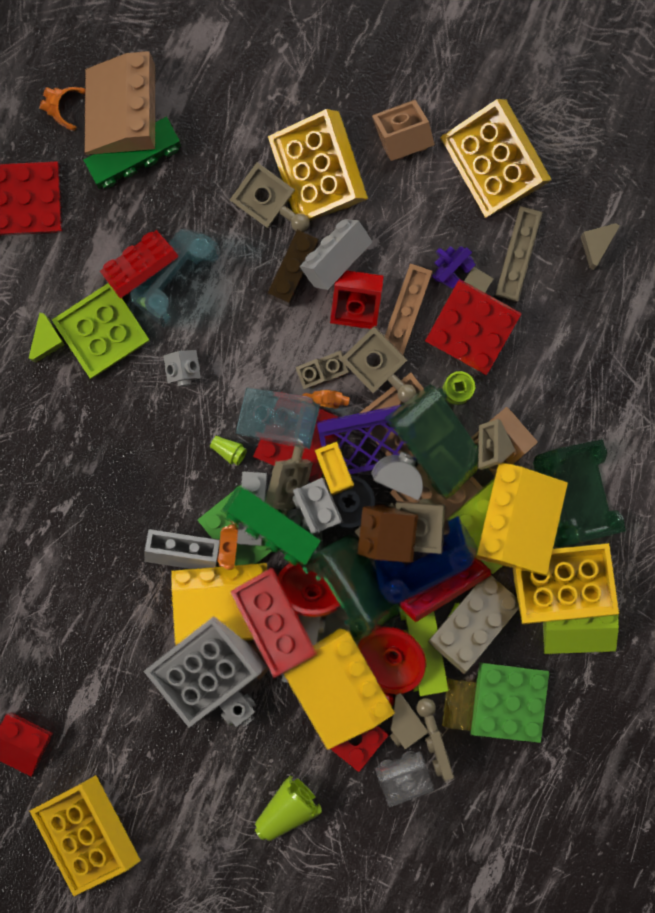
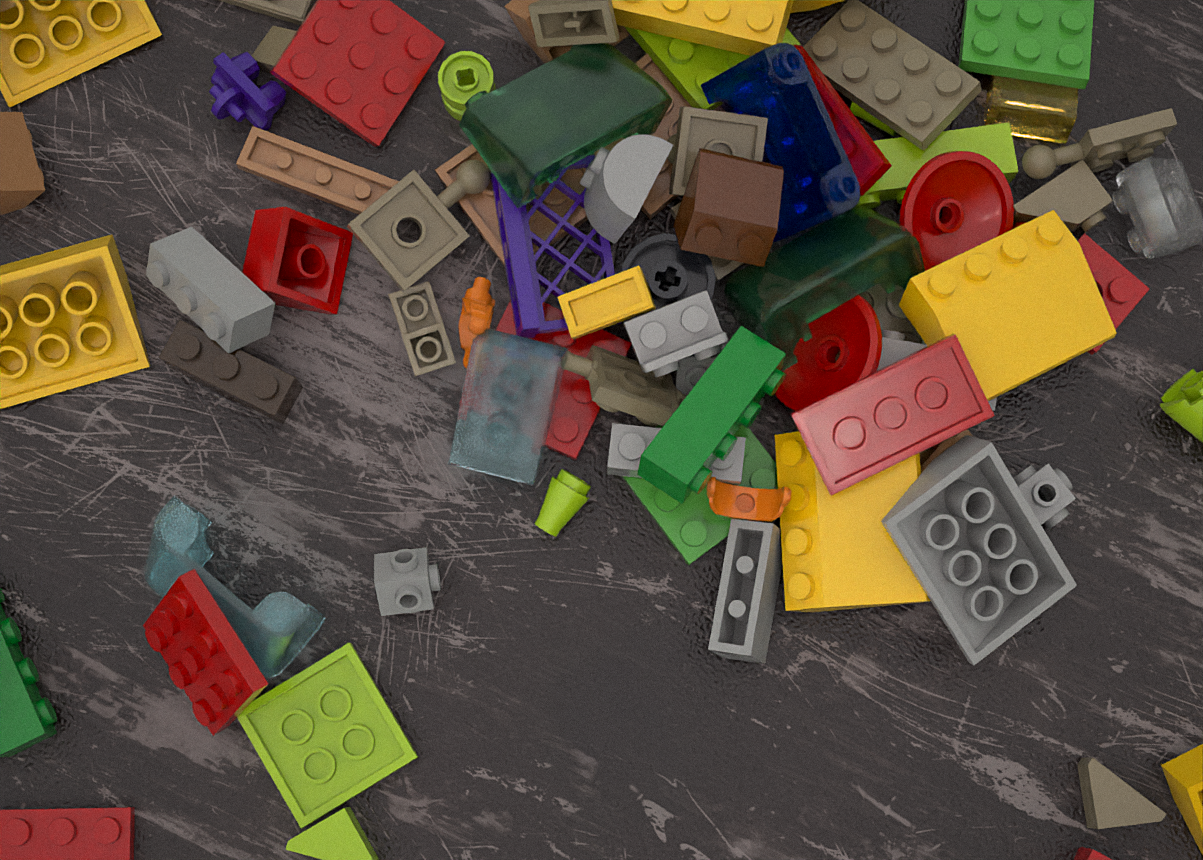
camera: 85 degrees left, 5 degrees down
(75, 749) = (1110, 800): none -> dark tan slope
(267, 211) = (121, 417): dark tan plate -> none

